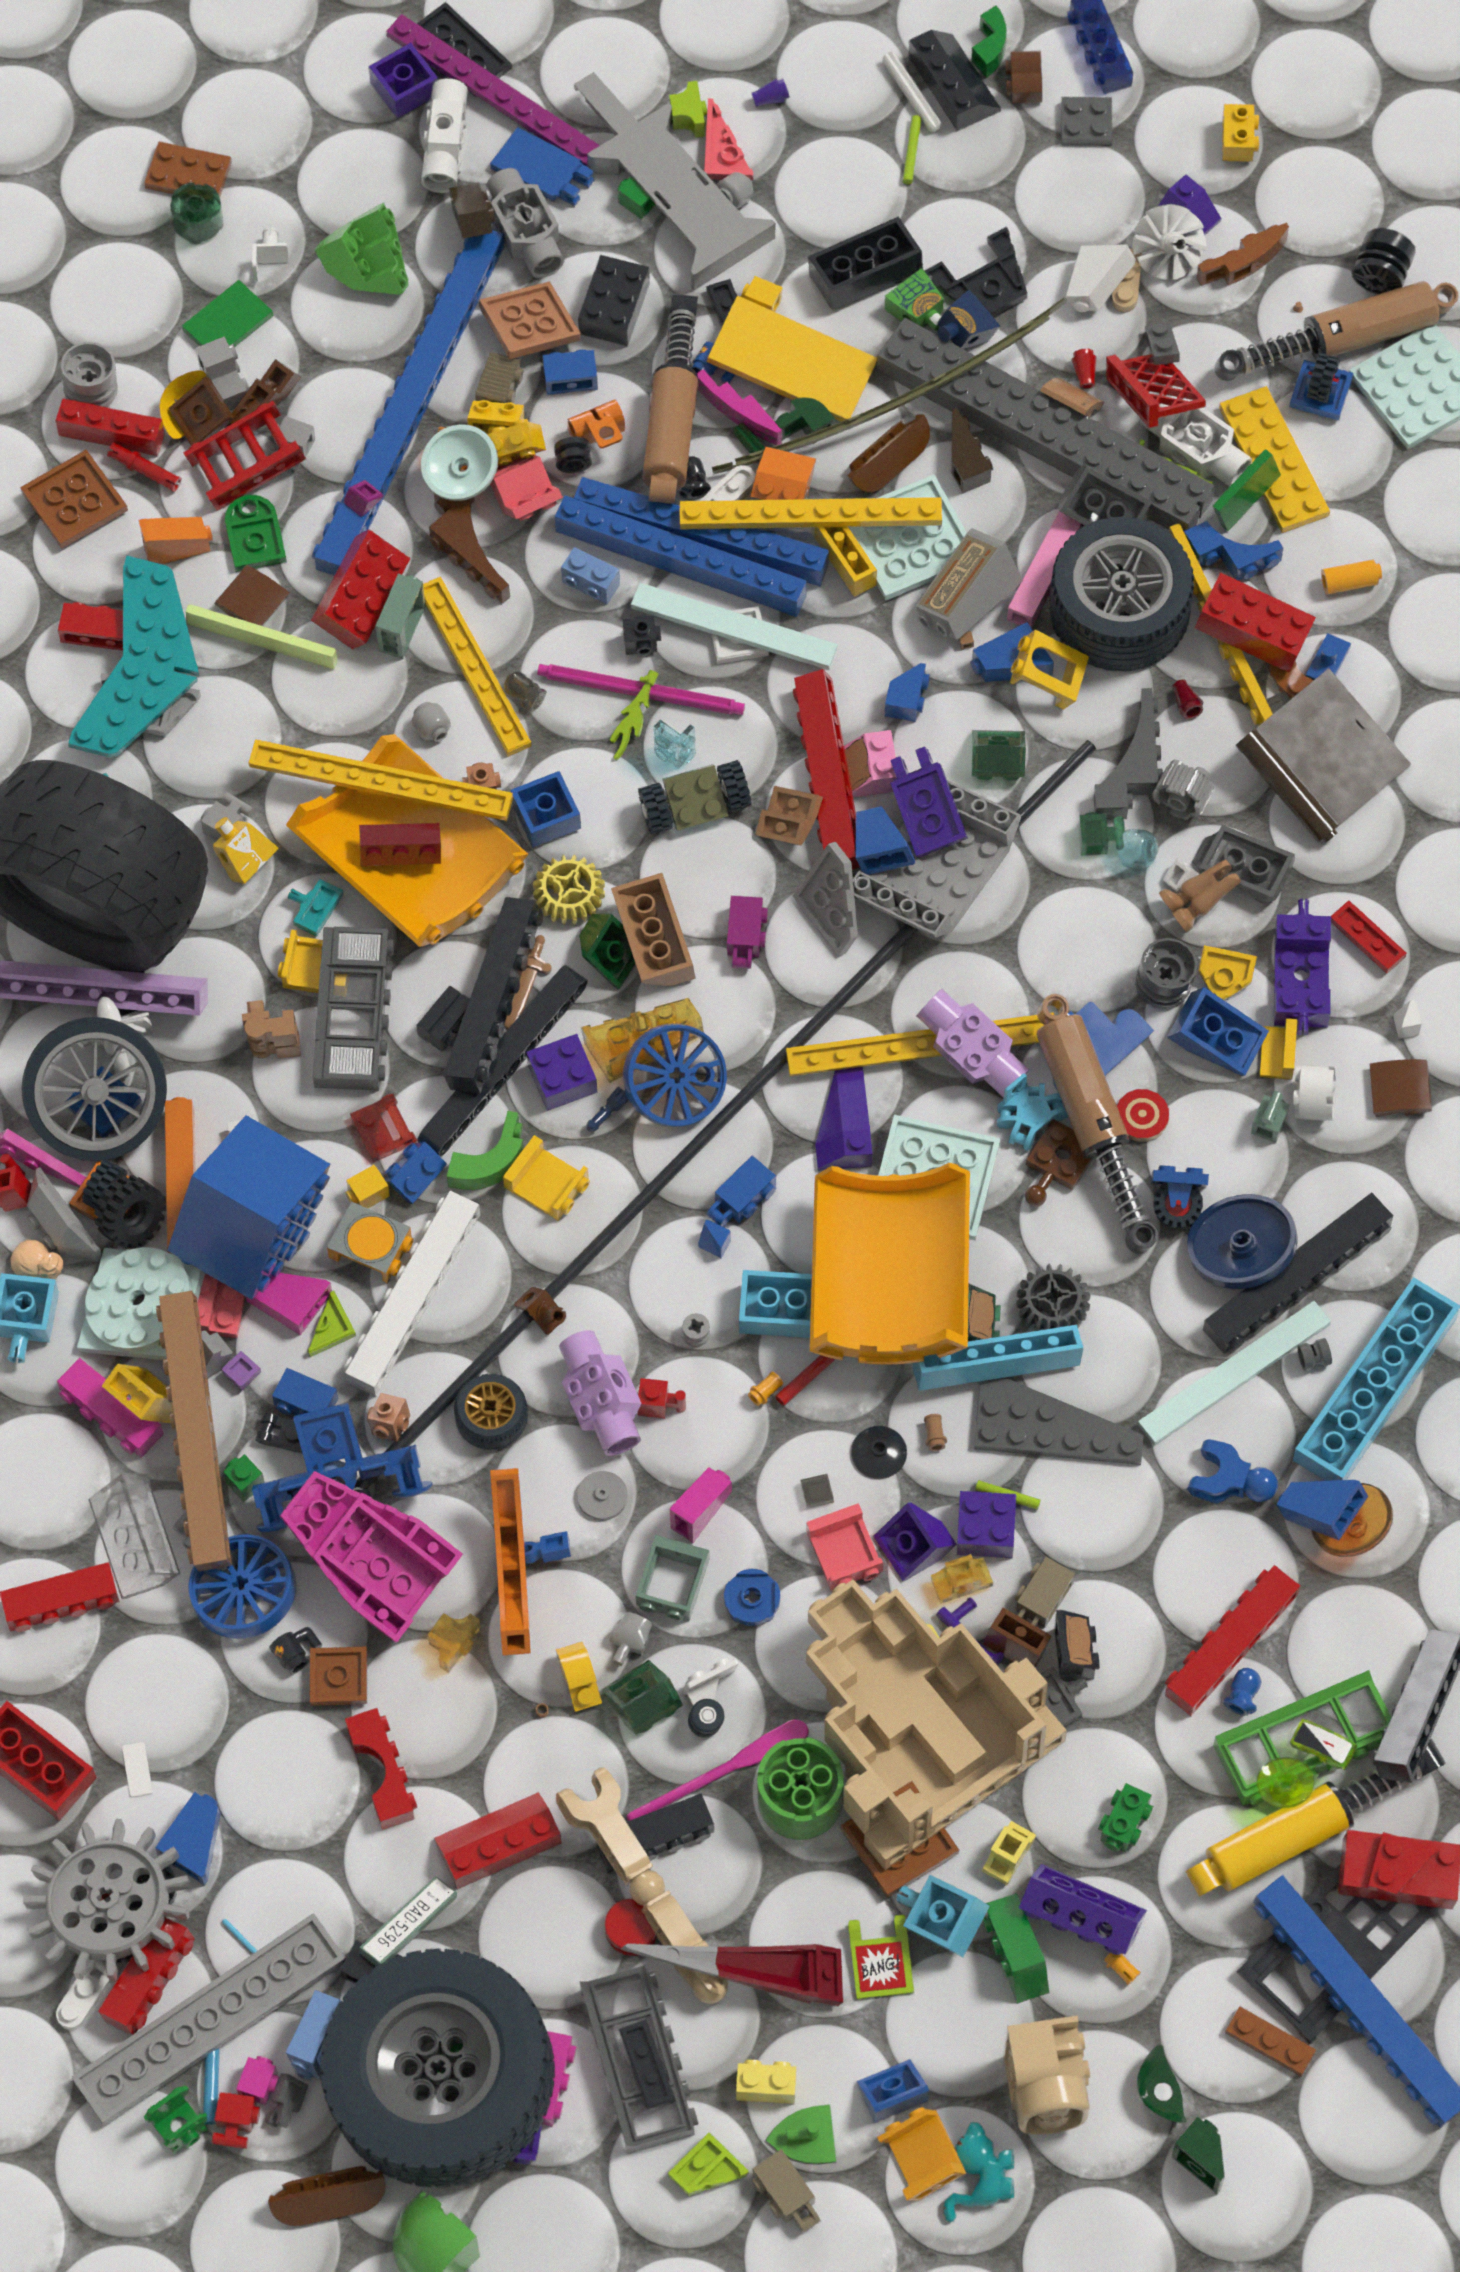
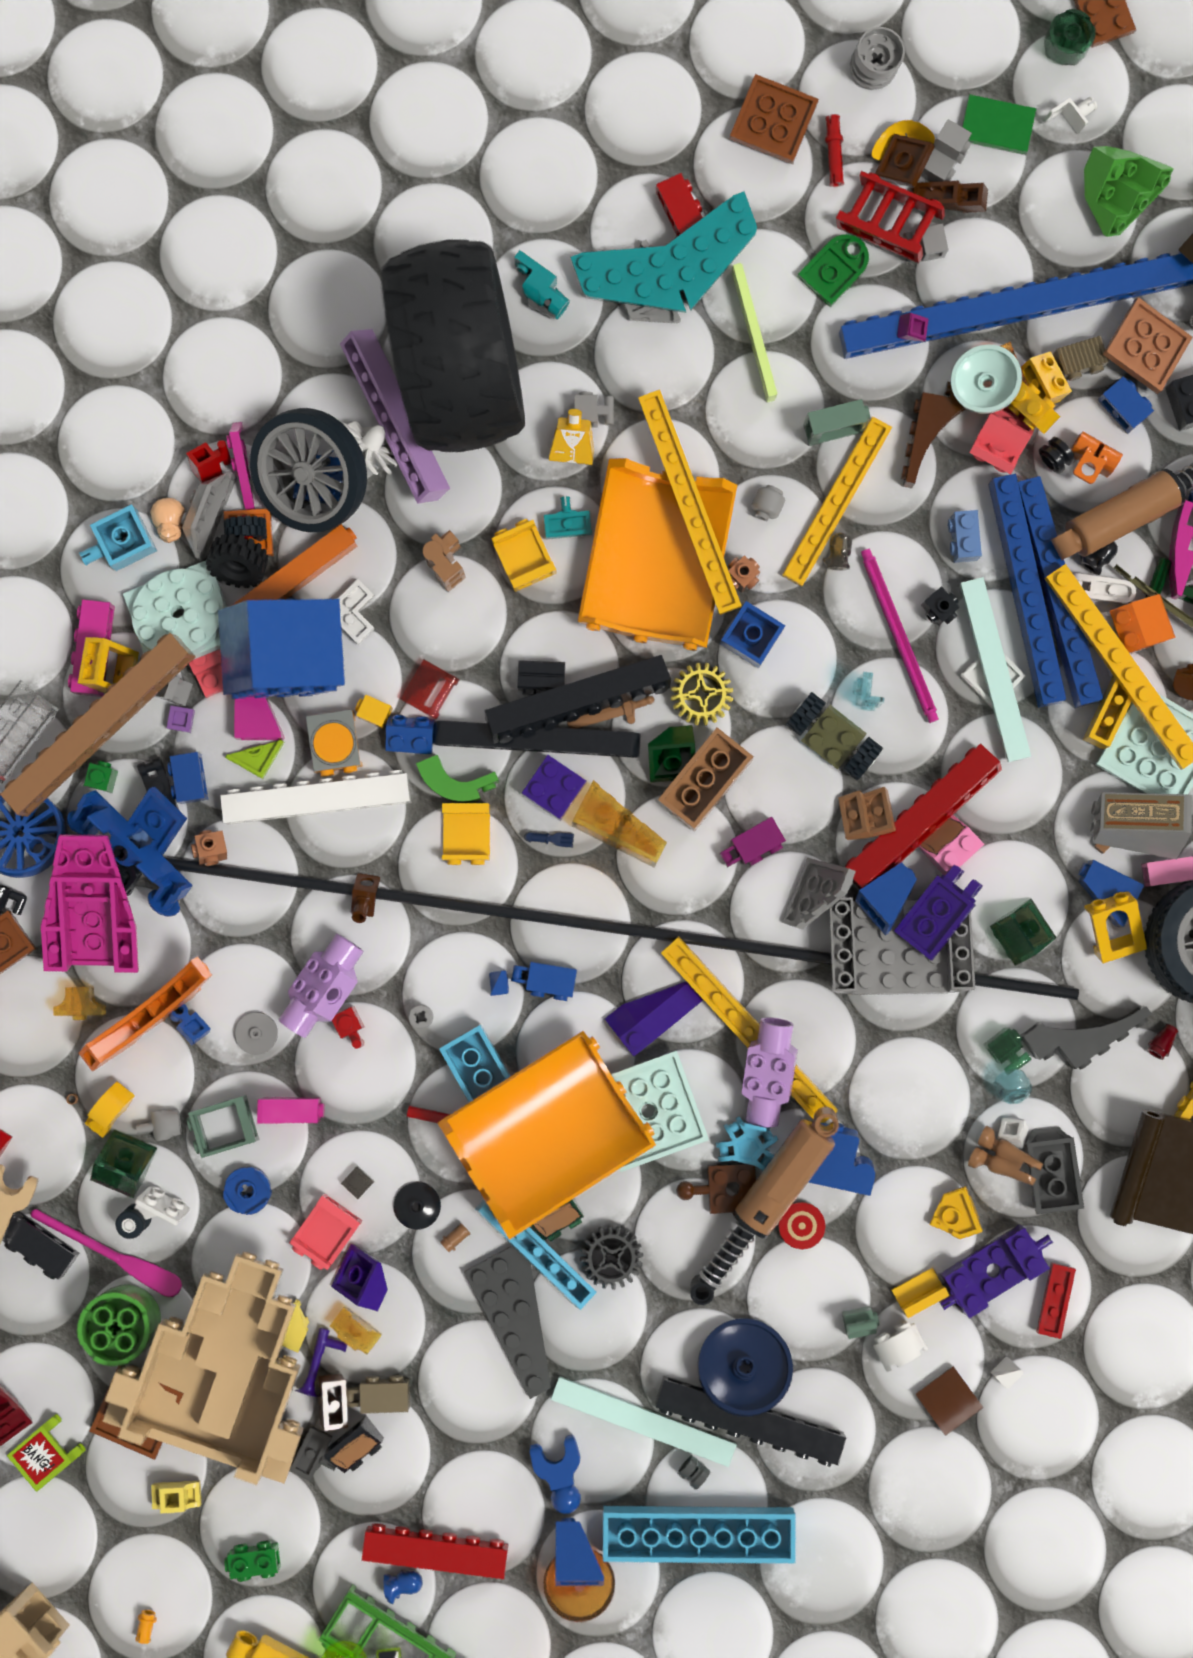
camera: 55 degrees right, 20 degrees up
(110, 425) = (848, 102): red brick -> none
(174, 538) = (788, 214): orange slope -> none
(252, 597) = (781, 303): reddish brown slope -> none
(352, 1008) = (502, 605): dark grey window -> none
(360, 589) = (837, 378): red brick -> none
(400, 844) = (650, 550): dark red brick -> none
(490, 1411) = (260, 931): wheel -> none
(635, 717) = (870, 648): lime piece -> none
(675, 1064) = (592, 872): blue piece -> none
(760, 1393) = (409, 1095): light orange pin -> none
(905, 694) = (1026, 831): blue slope -> none
(943, 1914) = (94, 1484): medium azure brick -> none
(986, 1524) = (407, 1321): dark purple brick -> none
(1017, 1947) = (108, 1544): green wedge -> none
(1021, 1499) = (443, 1319): lime piece -> none
(1082, 1909) = (160, 1580): dark purple brick -> none
(1166, 973) = (927, 1187): dark grey wheel -> none
(1178, 1198) = (753, 1295): plate -> none
(1184, 790) = (1082, 1092): light grey brick -> none
(1217, 1032) = (903, 1240): blue slope -> none

